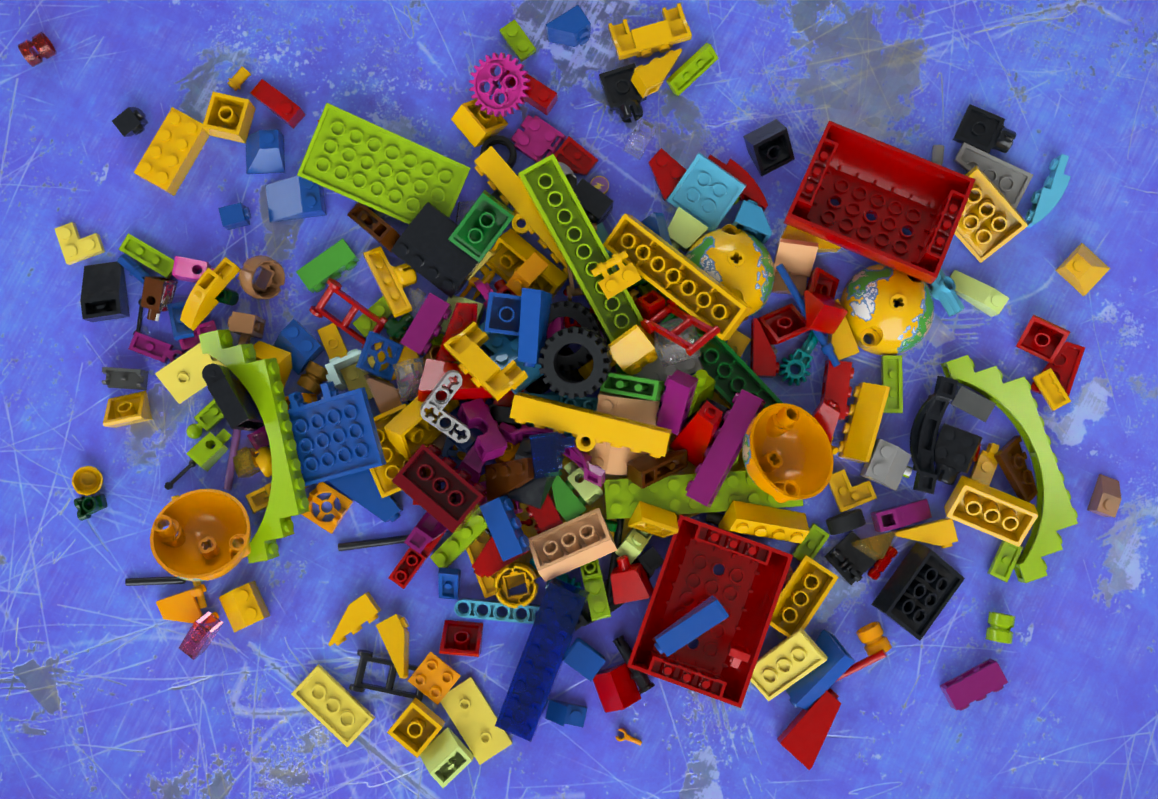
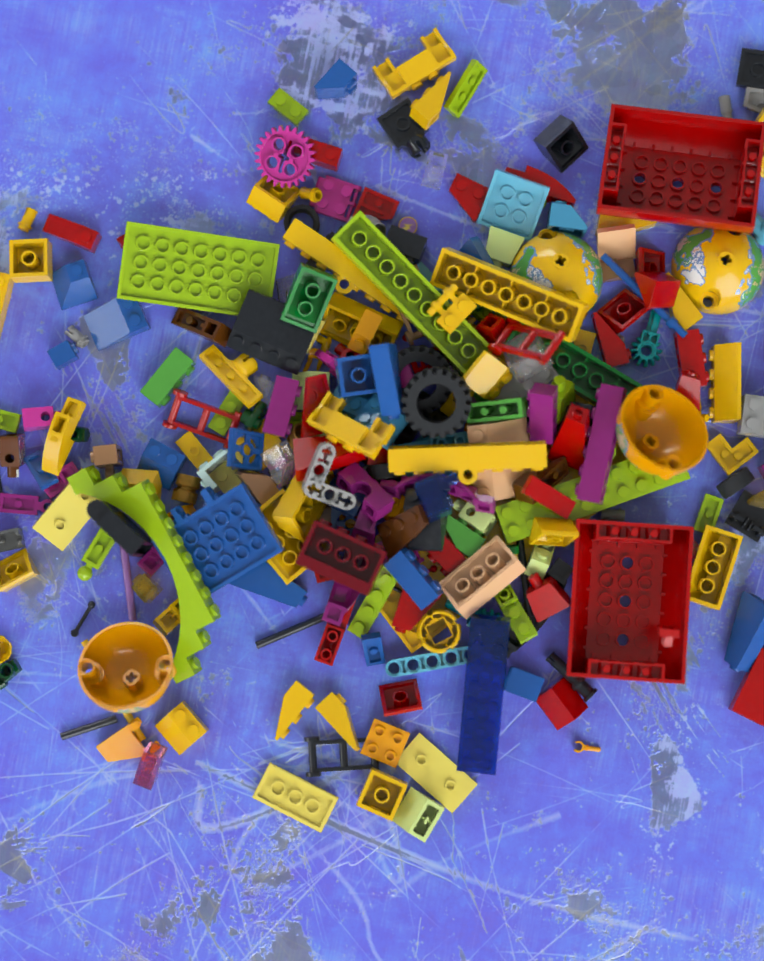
camera: 15 degrees left, 0 degrees up
(202, 451) = (104, 593): lime torso -> none
(255, 206) = (80, 339): none -> light grey pin
(264, 460) = (164, 581): yellow hair -> none
(267, 282) = (114, 407): medium nougat piece -> none
(345, 502) = (250, 601): light orange piece -> none
(516, 129) = (312, 194): none -> yellow pin
(566, 713) = (520, 741): blue slope -> none
(658, 485) = (548, 497): none -> red tile
(690, 626) = (616, 619): blue slope -> none
(765, 522) = (659, 503): yellow slope -> none
(786, 664) = (716, 633): light yellow plate -> none
(893, 377) = (742, 332): lime plate -> none

